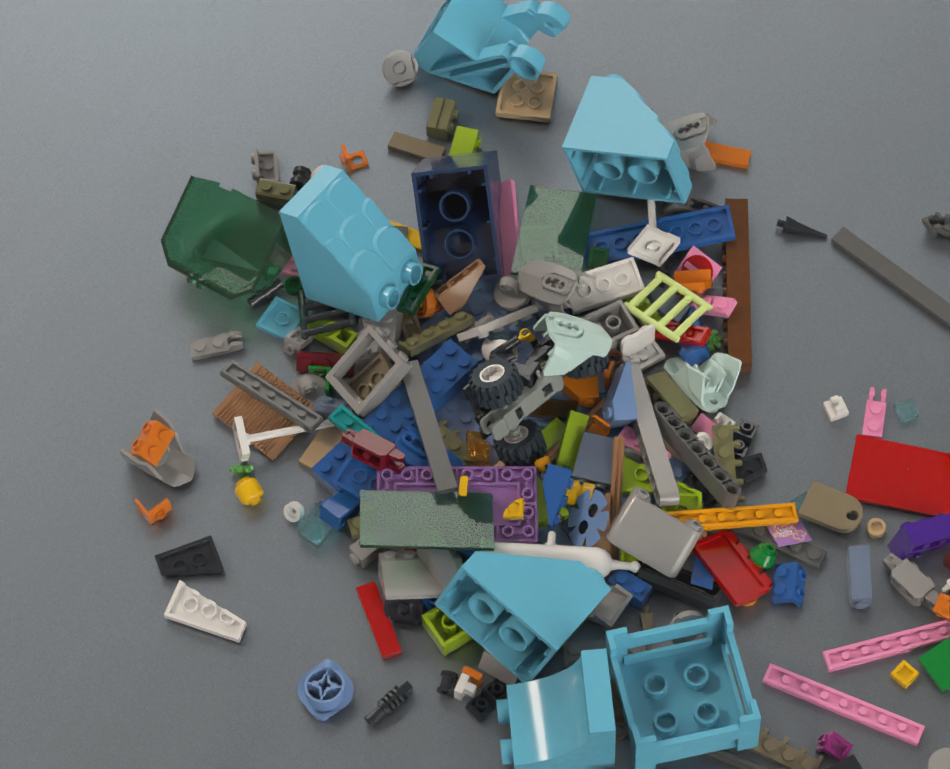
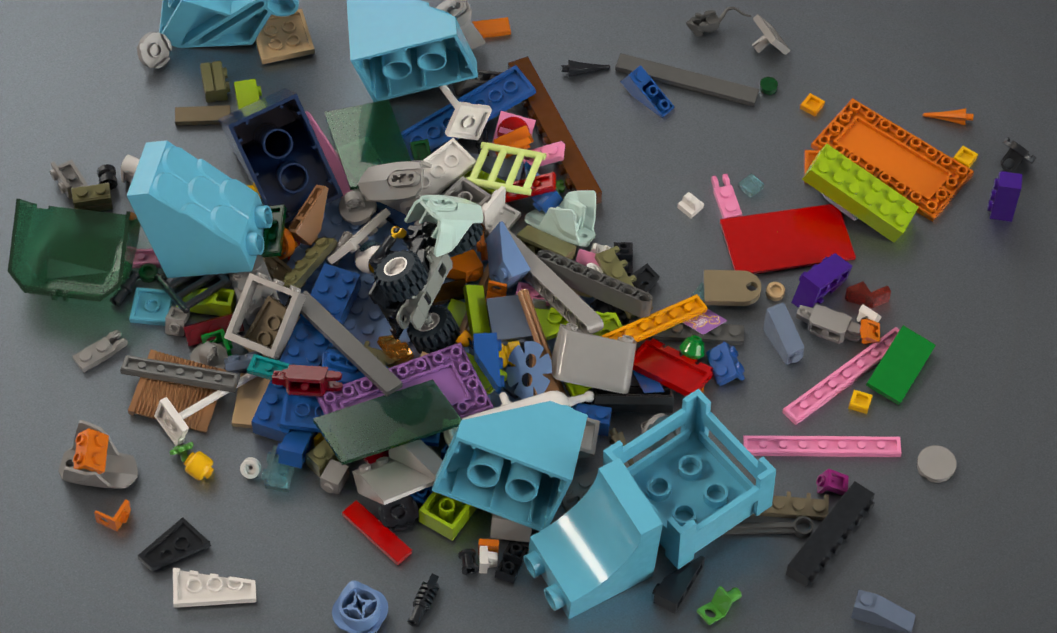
camera: 30 degrees left, 5 degrees down
(346, 159) = (140, 141): orange bracket -> none
(463, 486) = (406, 379): yellow tile -> none
(515, 510) = (461, 386): yellow tile -> none
(849, 277) = (647, 92): none -> blue slope

